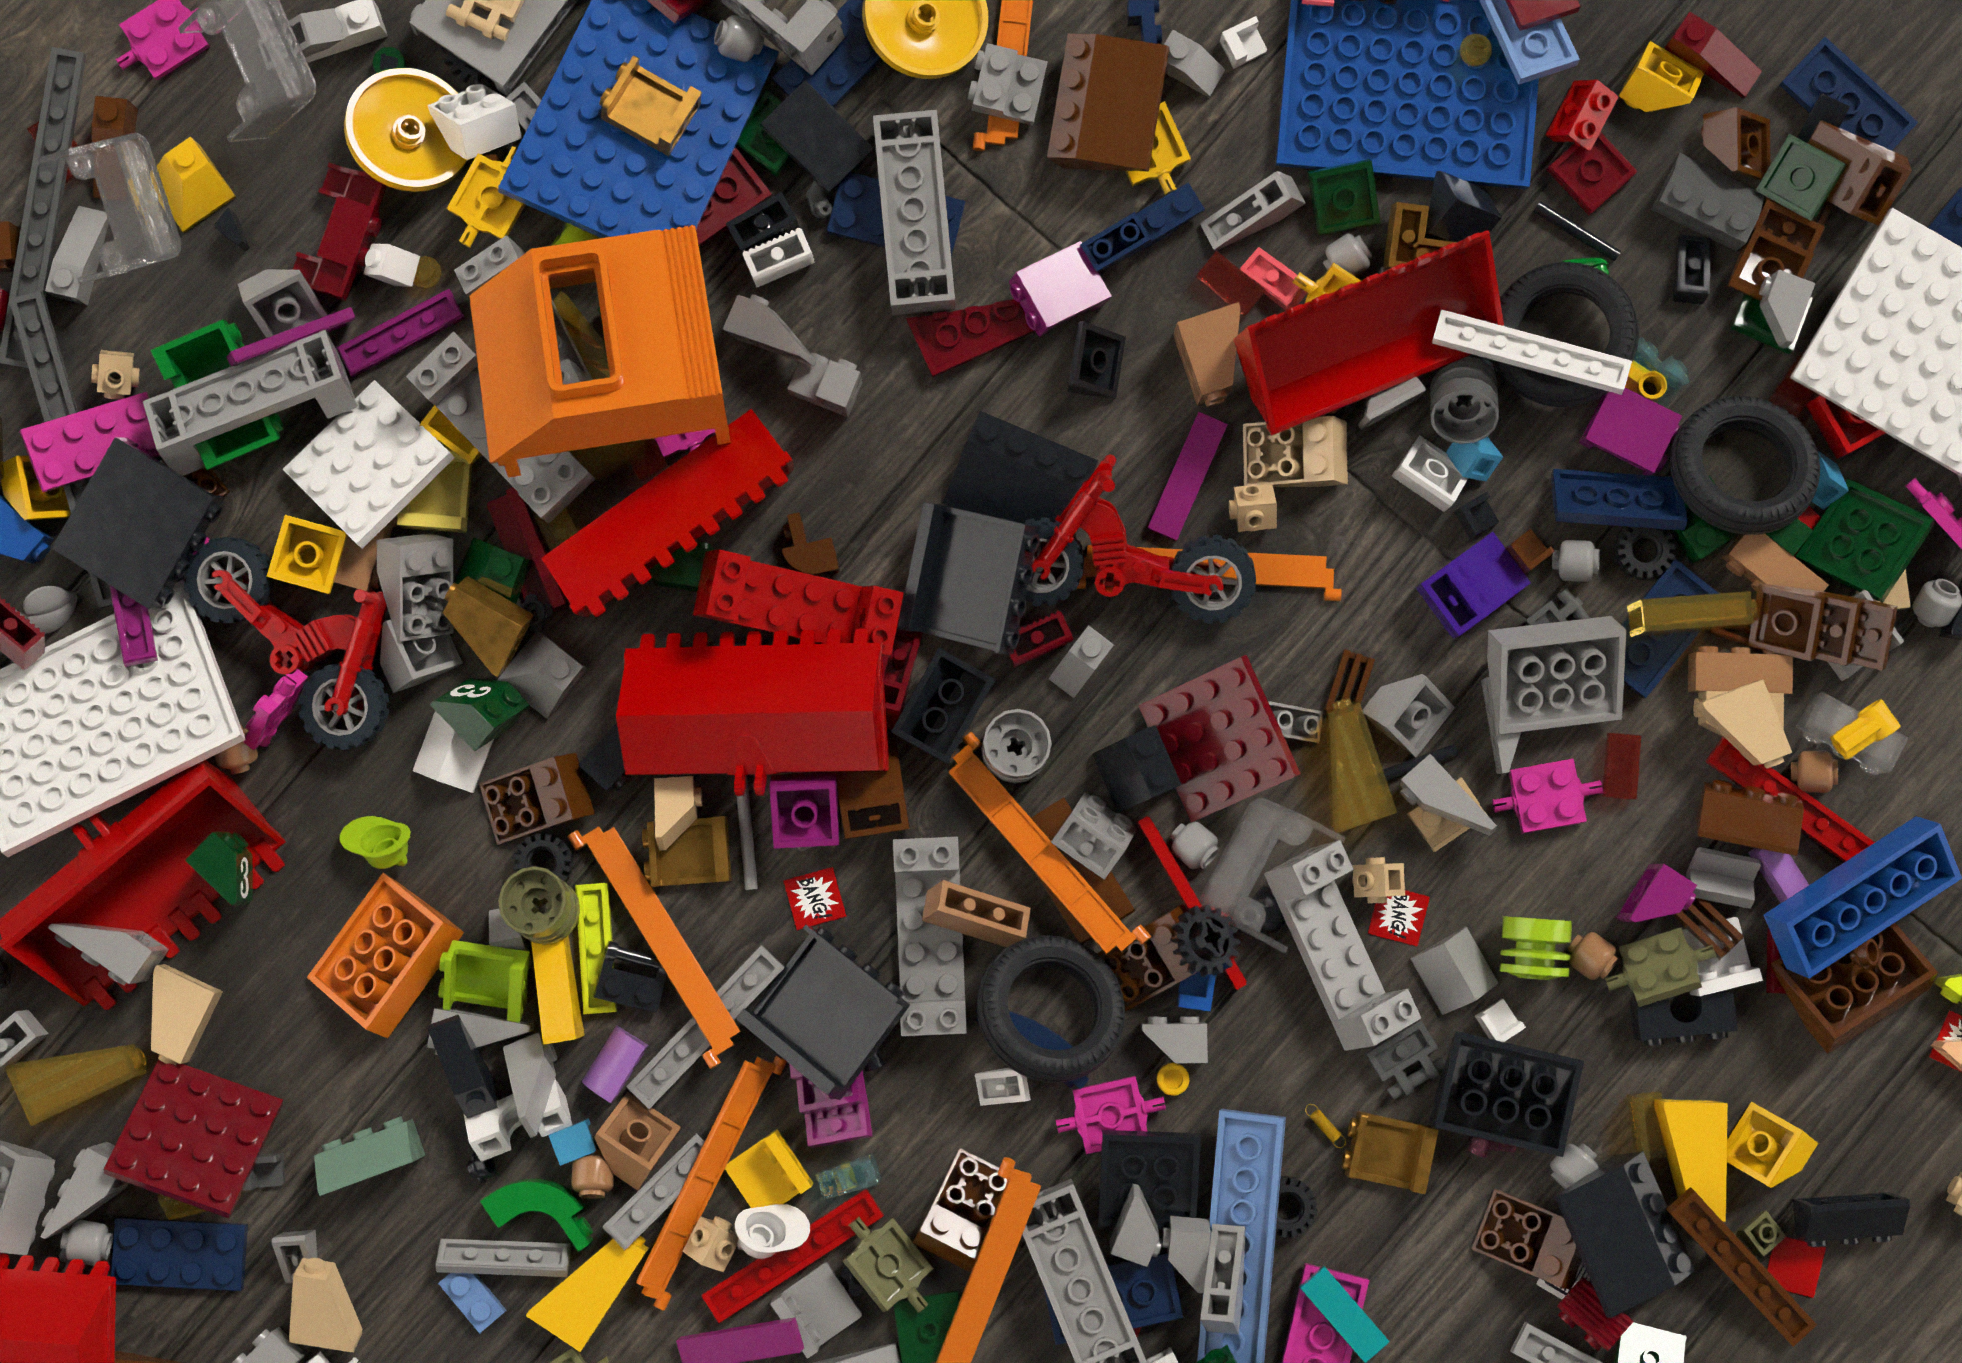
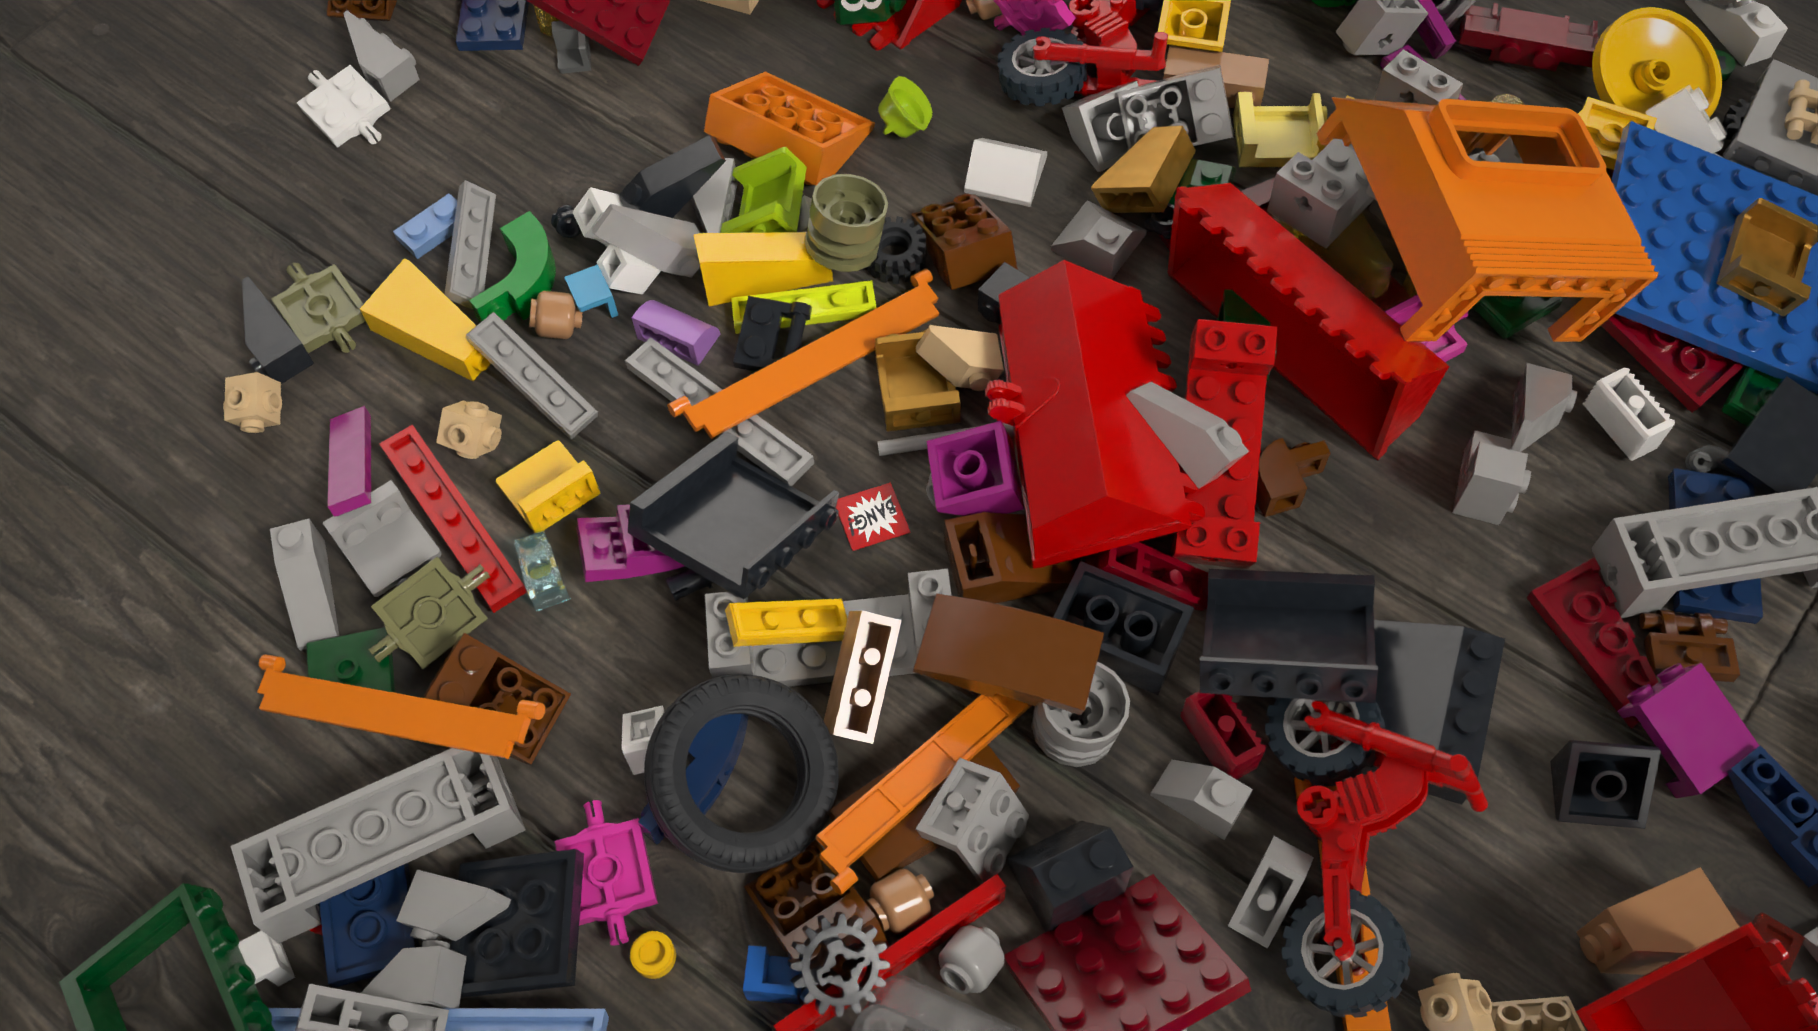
camera: 90 degrees right, 25 degrees down
(291, 1248) = (488, 79): light grey slope -> none
(322, 1308) = (430, 94): tan slope -> none
(367, 1155) = (582, 121): sand green slope -> none
(368, 464) = (1295, 63): white plate -> none
(391, 265) = (1509, 70): white brick -> none
(480, 709) = (1050, 175): dark green slope -> none
(634, 1140) = (591, 349): medium nougat slope -> none
(704, 1177) = (546, 417): orange piece -> none
(762, 223) = (1672, 390): black brick -> none
(771, 1229) = (480, 481): white piece -> none
(791, 632) = (1194, 436): none -> light grey slope
(927, 970) = (786, 622): none -> yellow tile
(975, 798) = (1009, 653): none -> reddish brown slope
(995, 265) = (1670, 648): none -> reddish brown plate
(1149, 894) = (900, 901): none -> medium nougat head
(1157, 620) = (1271, 892): none -> light grey slope
(1180, 1040) = (702, 955): light grey slope -> none
(1187, 476) = (1478, 922): magenta tile -> none

